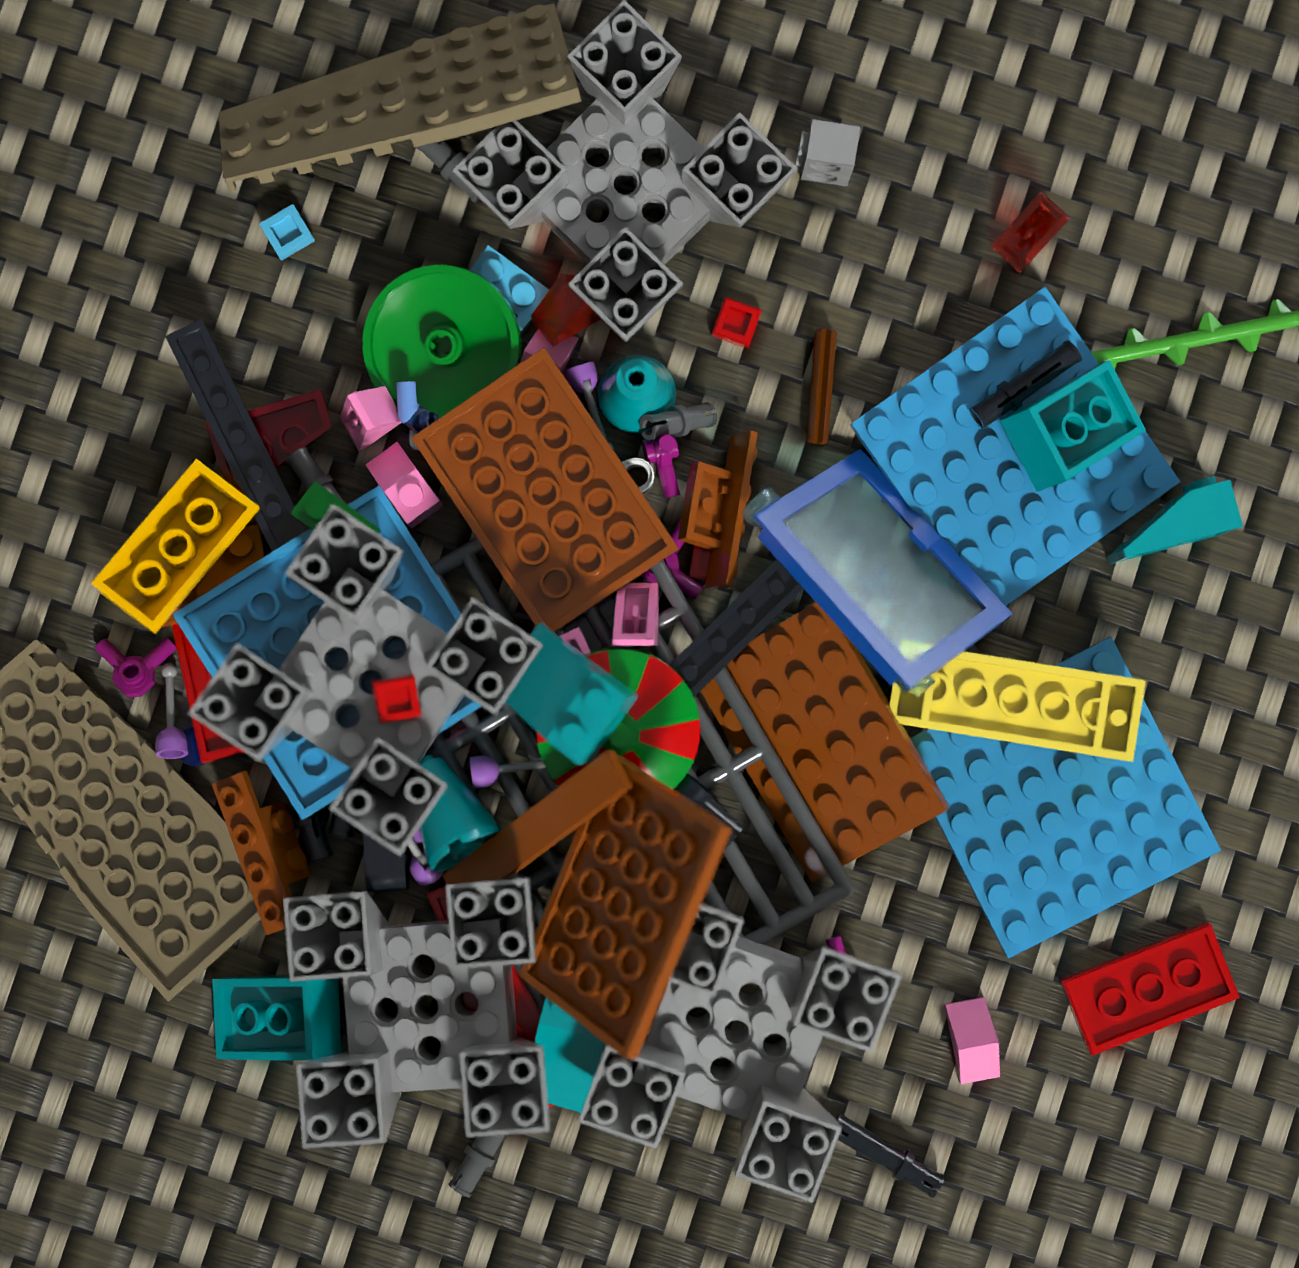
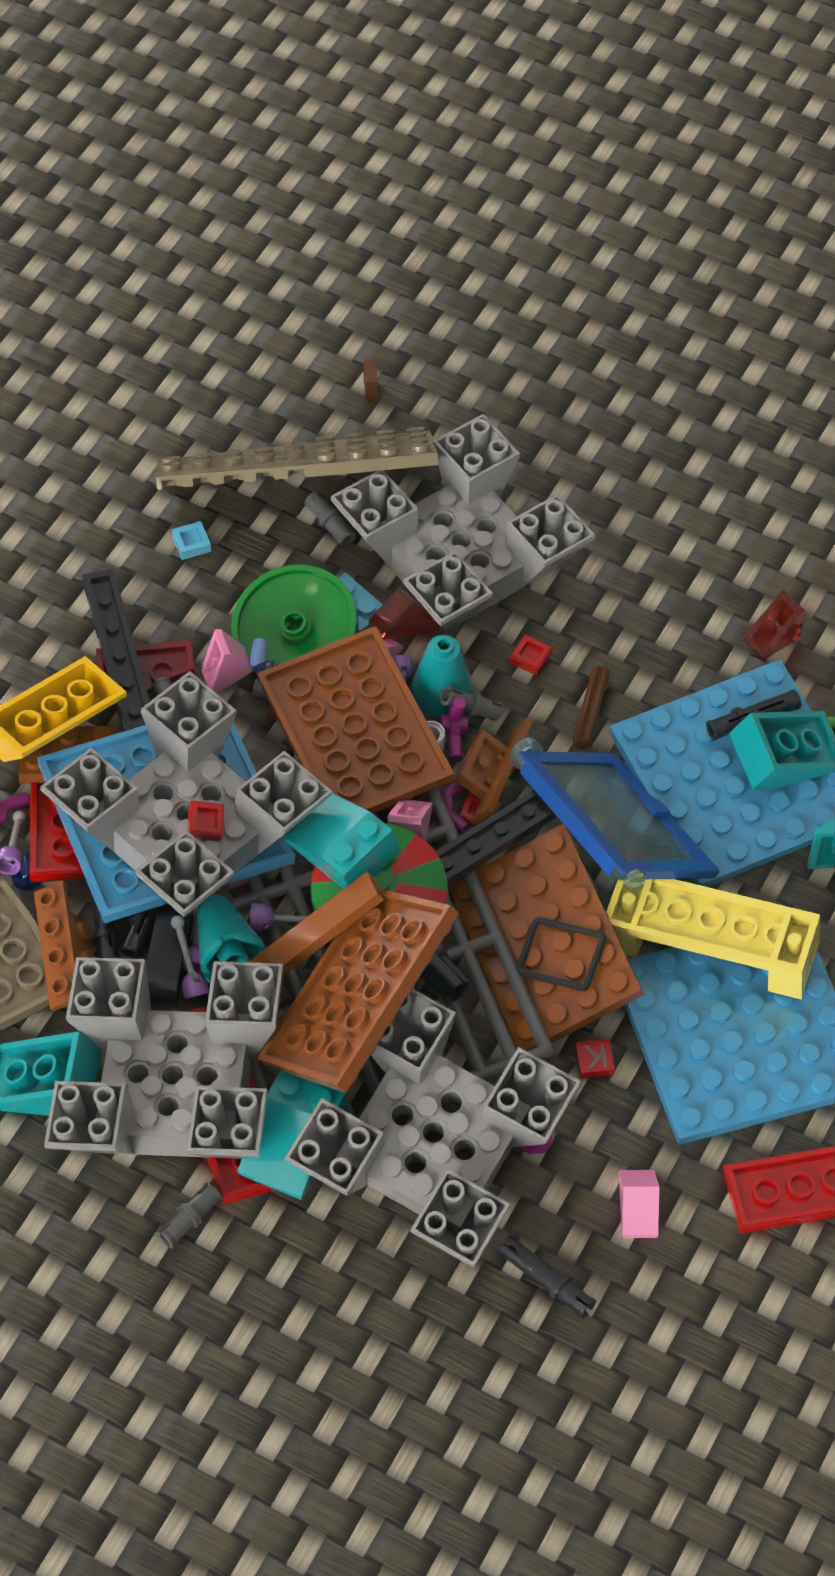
camera: 10 degrees right, 30 degrees down
(404, 485) = (250, 720): bright pink slope -> none
(828, 152) = (622, 546): light grey brick -> none
(854, 740) = (560, 925): none -> black piece
(897, 869) = (594, 1058): none -> red tile

